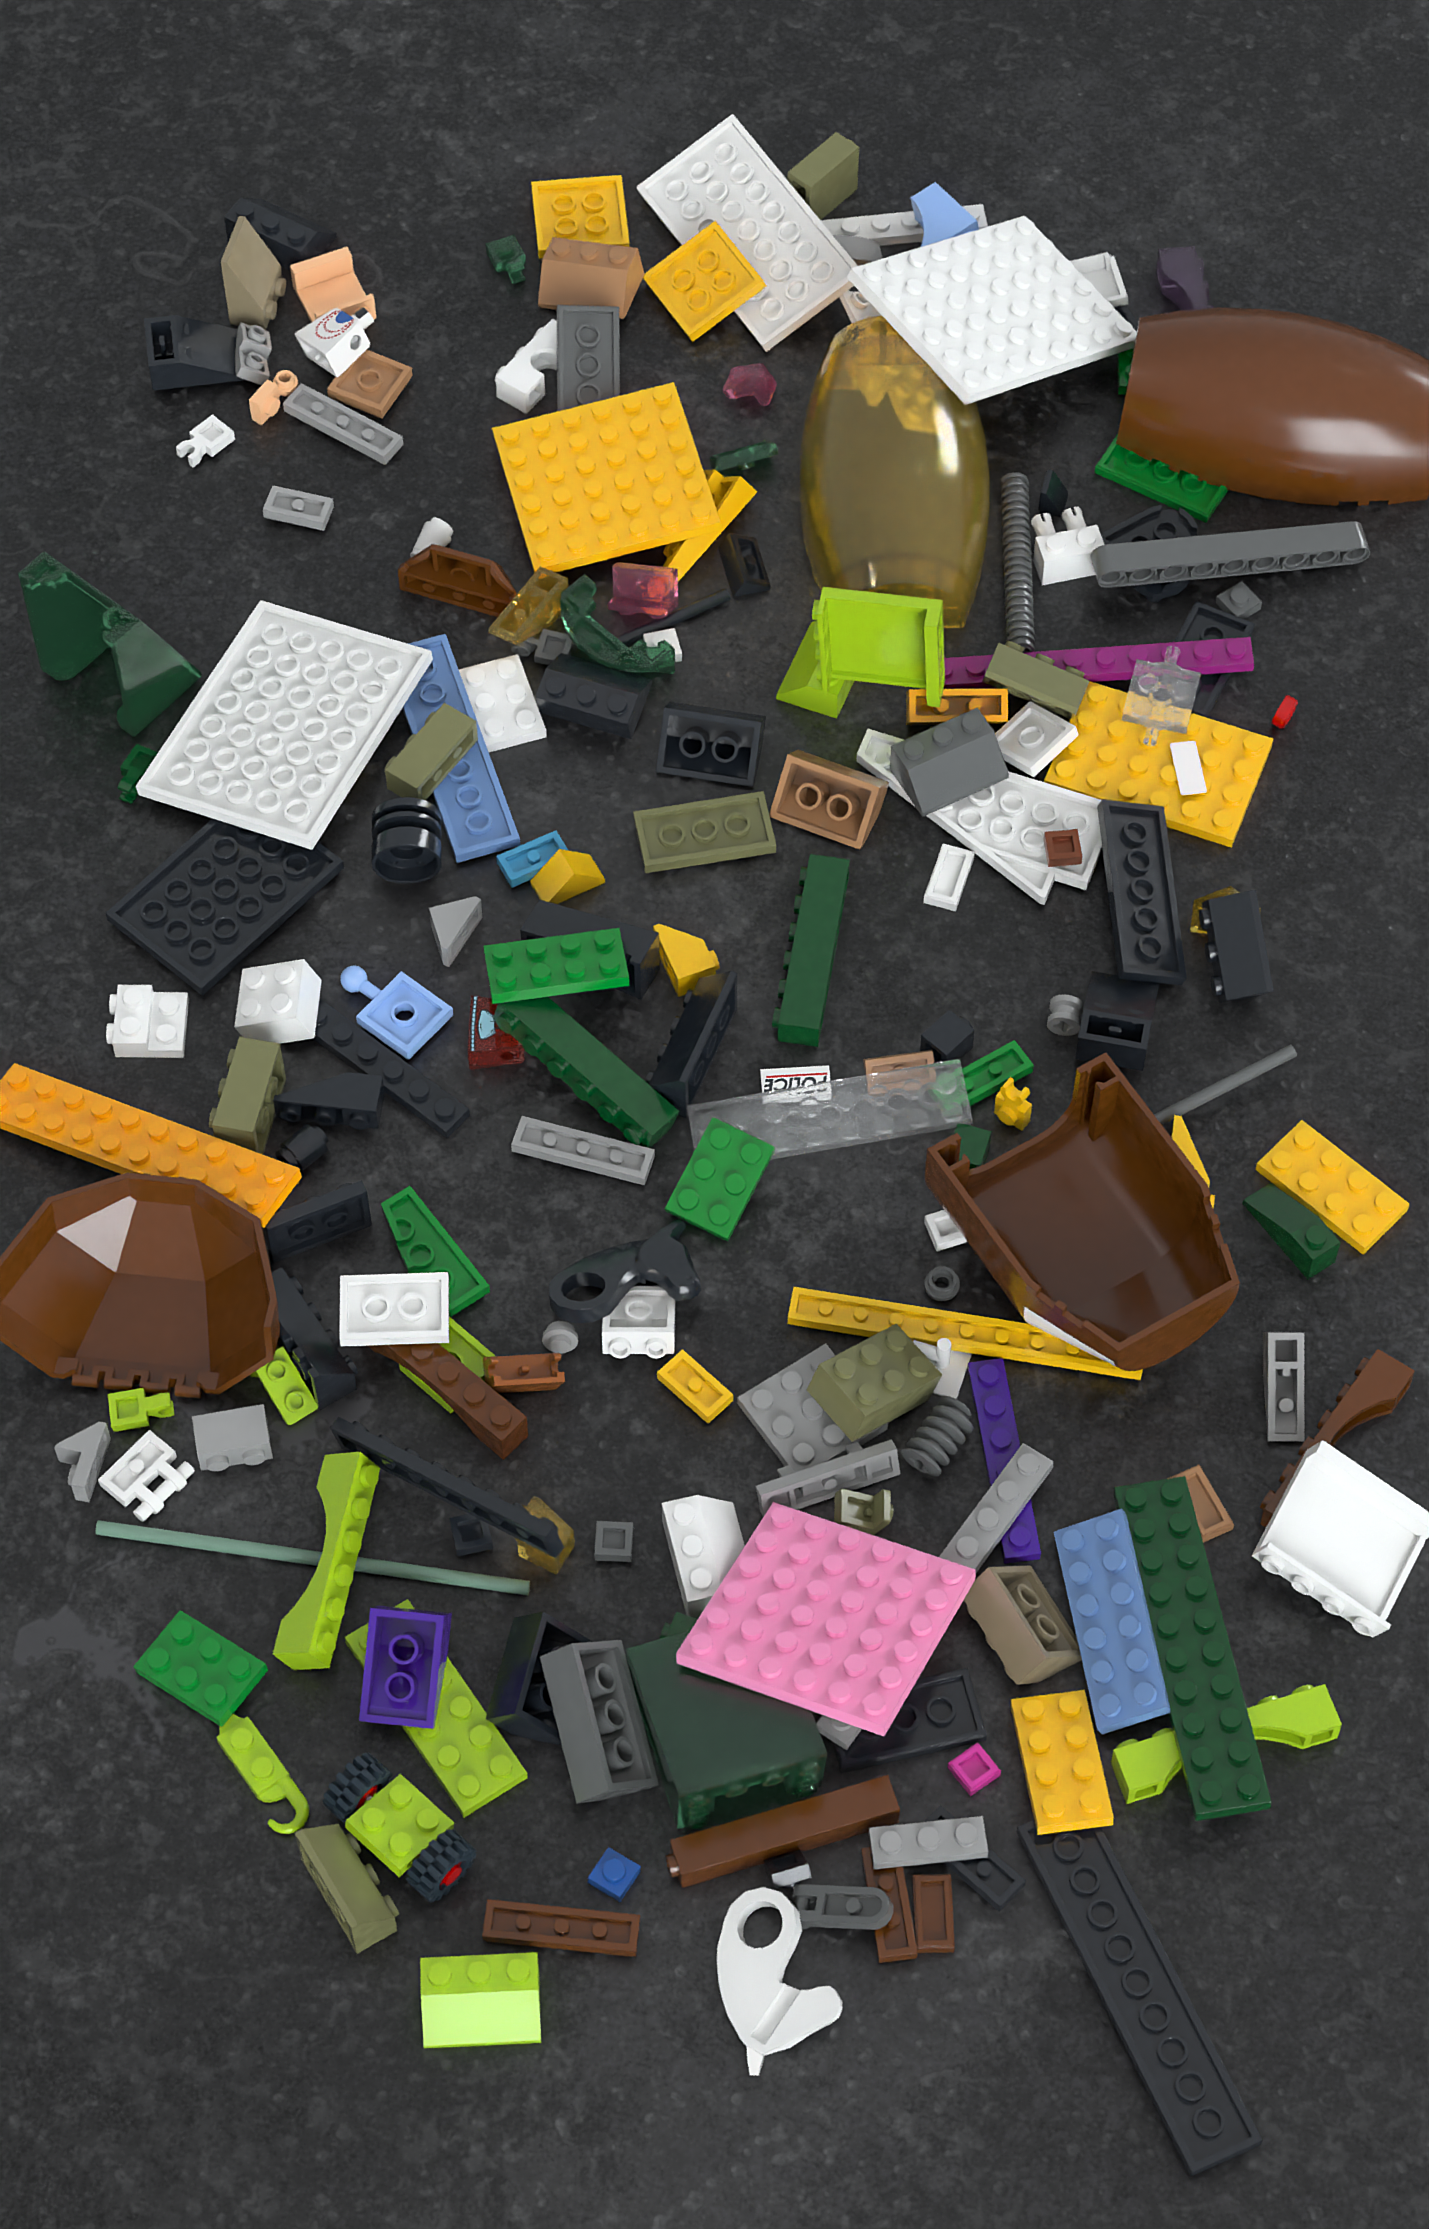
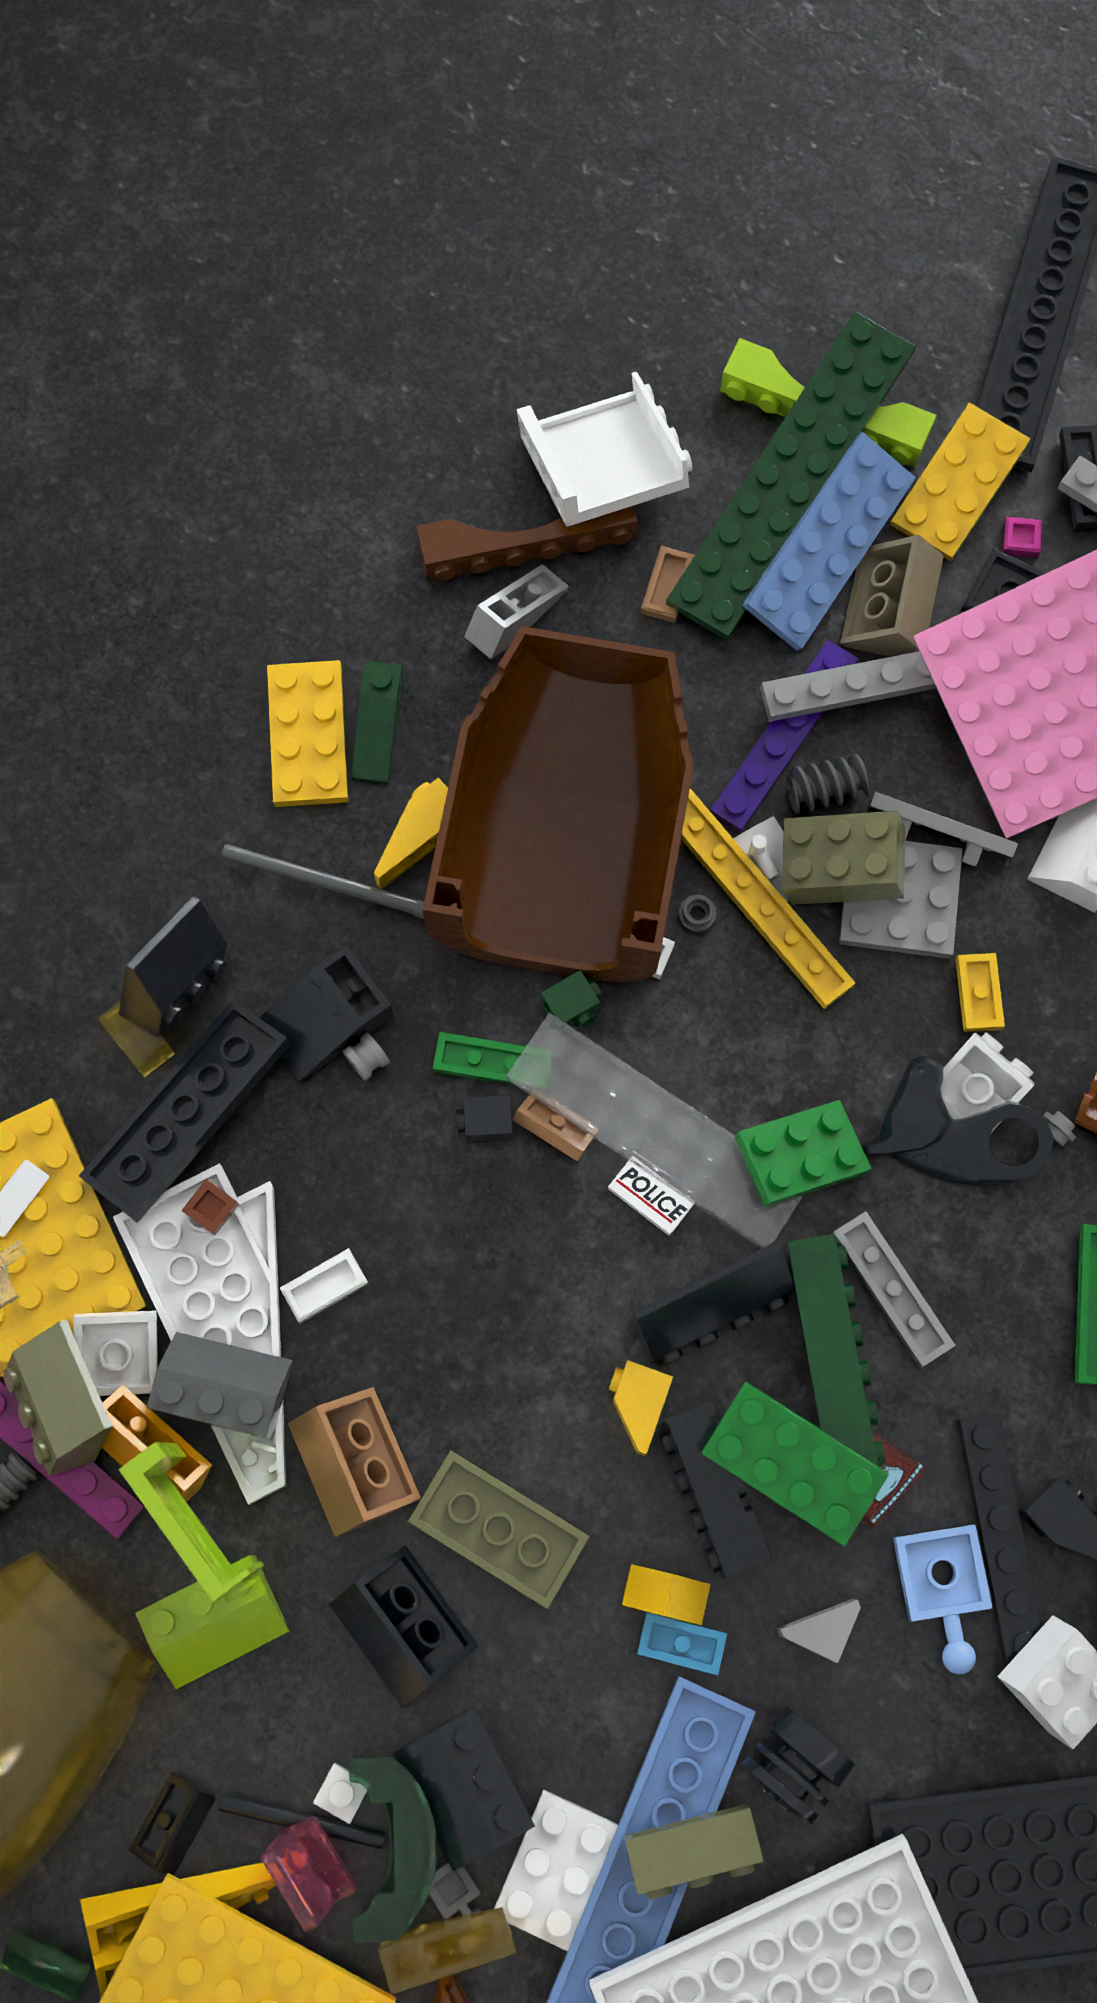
camera: 140 degrees left, 15 degrees up
(812, 951) = (516, 1311): dark green brick -> none
(863, 1511) = (936, 778): olive bracket -> none
(1012, 1106) = (497, 1008): yellow plate -> none

